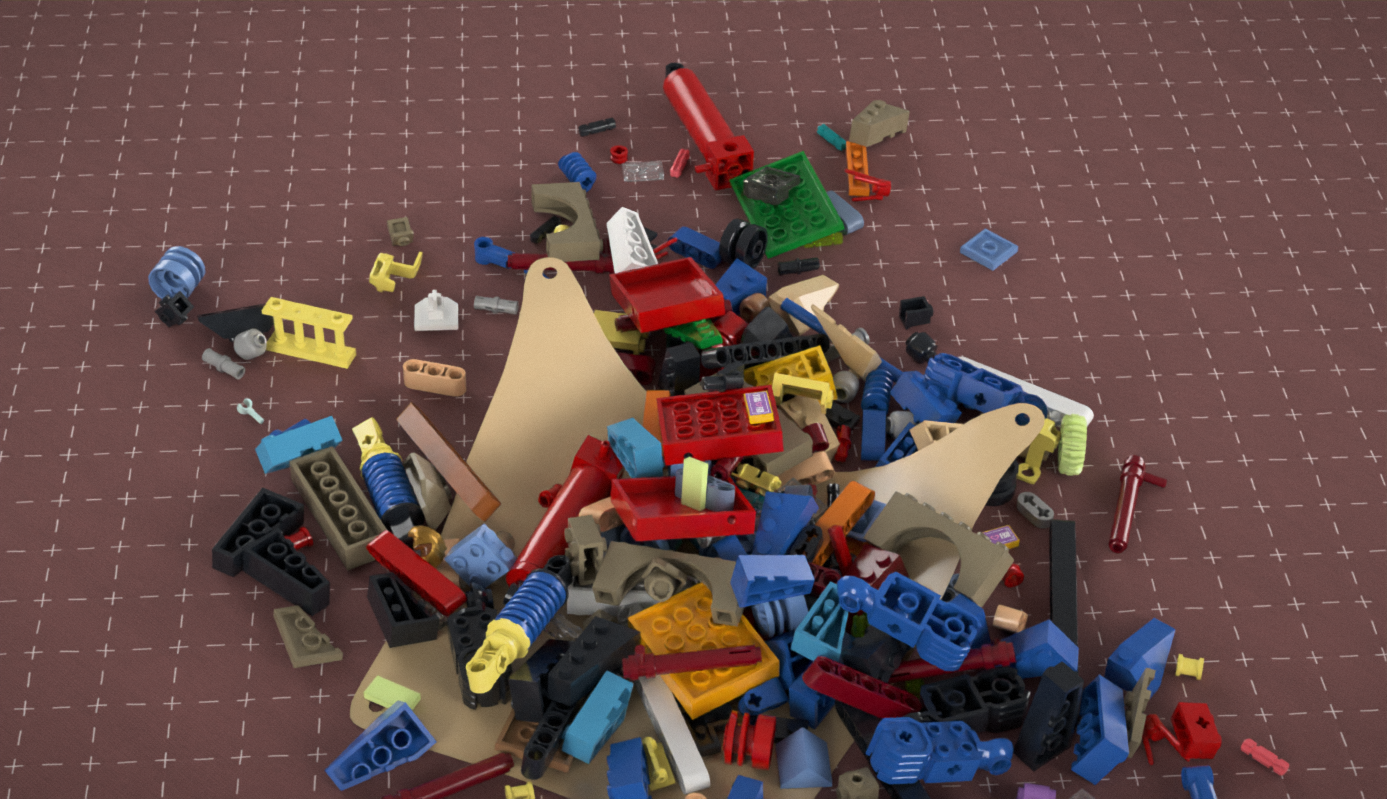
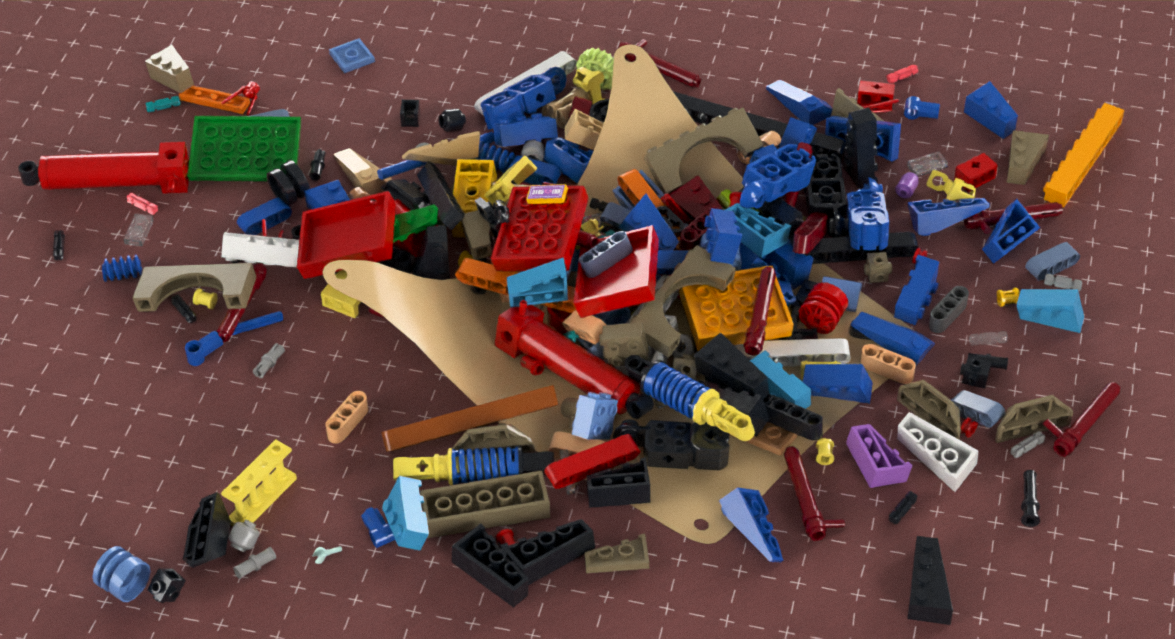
camera: 70 degrees left, 5 degrees up
(385, 266) = (190, 414): light yellow piece -> none
(387, 693) = (699, 511): yellowish green tile -> none
(400, 231) = (137, 406): dark tan bracket -> none
(430, 543) = (572, 443): pearl gold hair -> none
(436, 313) = (264, 400): white piece -> none
(619, 154) = (109, 235): red bush -> none
(661, 580) = (679, 307): dark tan piece -> none
(694, 483) = (608, 252): yellowish green tile -> none
(770, 185) = (227, 146): clear smoke plate -> none
(1189, 667) = (816, 84): light yellow bush -> none

